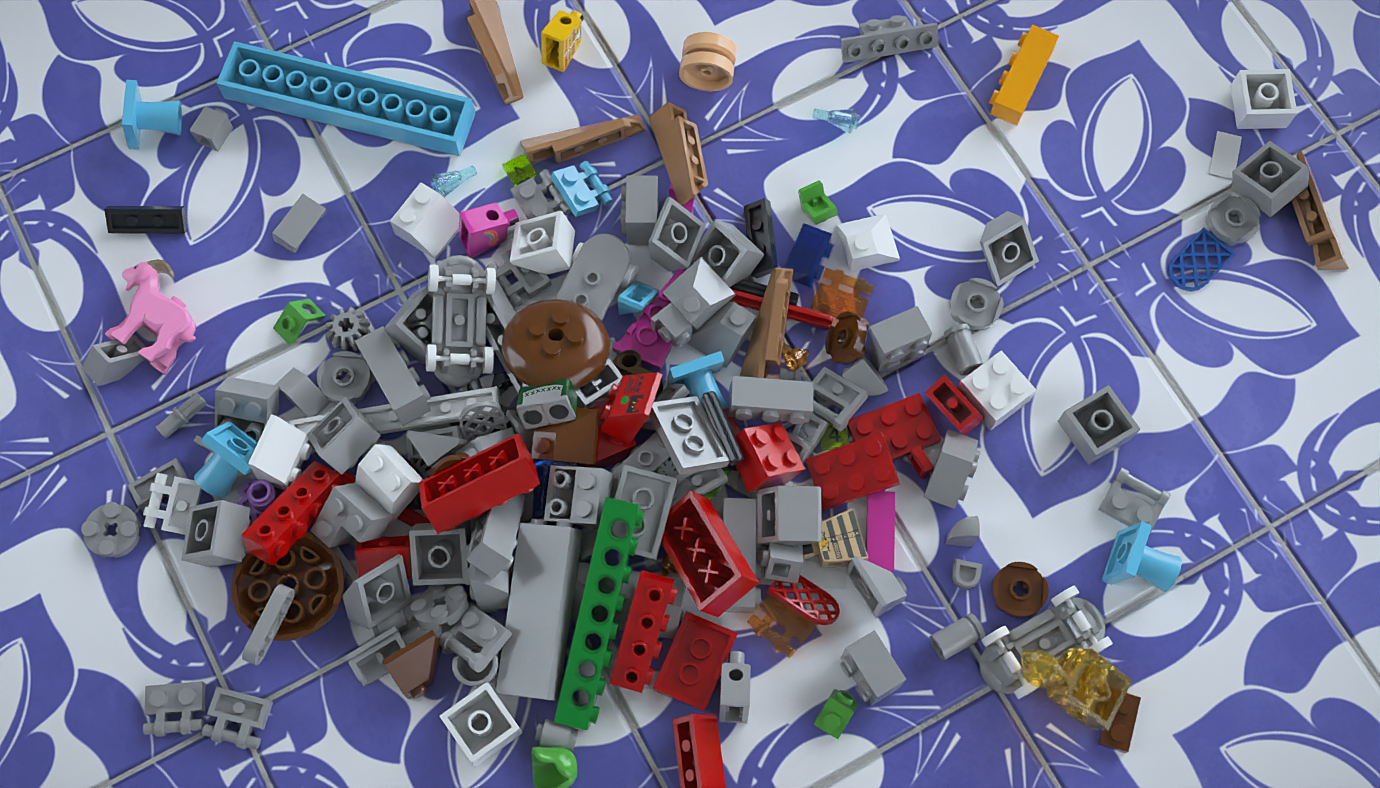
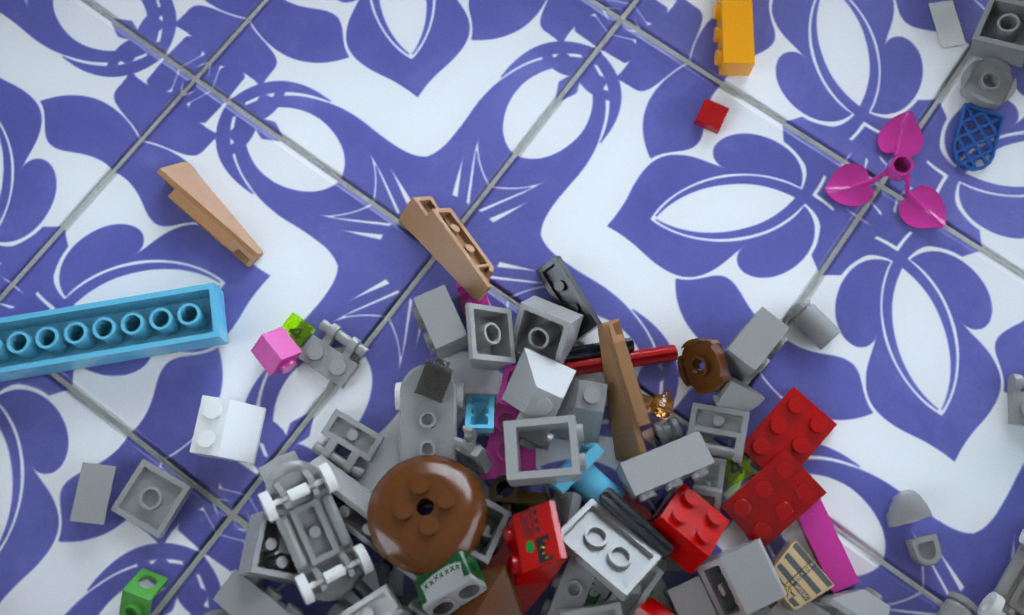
camera: 25 degrees left, 5 degrees up
(342, 248) = (152, 498): none -> light grey plate
(343, 322) = (192, 576): light grey gear -> none
(446, 182) = (228, 378): clear light blue cone -> none
(484, 227) = (291, 411): dark pink torso -> none
(496, 176) = (276, 351): none -> dark pink brick
(543, 243) = (359, 403): white slope -> none
(561, 39) = (275, 177): yellow torso -> none
(575, 191) = (365, 331): medium azure plate -> none
(580, 140) = (342, 272): medium nougat wedge -> none
(613, 247) = (435, 379): none -> clear smoke bracket
(614, 320) = (471, 453): none -> light grey plate
(655, 311) = (558, 475): none -> light grey window
(708, 61) = (433, 139): light nougat wheel -> none
(808, 255) = (622, 293): clear blue brick -> none
(816, 203) = (605, 238): bright green bracket -> none
(836, 301) = (672, 329): clear orange plate -> none
(843, 119) = (587, 140): clear light blue cone -> none
(867, 242) = (669, 254): white slope -> none
(888, 38) = (589, 40): light grey bracket -> none
(920, 462) = (830, 457): red tile -> none
(954, 405) = (836, 386): red brick -> none
(954, 463) = (867, 452): light grey brick -> none
(964, 144) = (711, 116): none -> red tile
(989, 298) = (794, 285): light grey plate -> none
(997, 389) = (865, 352): white brick -> none
(1007, 247) = (804, 200): light grey slope -> none
(1008, 601) = (998, 550): reddish brown plate -> none
(1098, 424) = (976, 343): light grey brick -> none
(1126, 231) = (904, 140): none -> dark pink plant

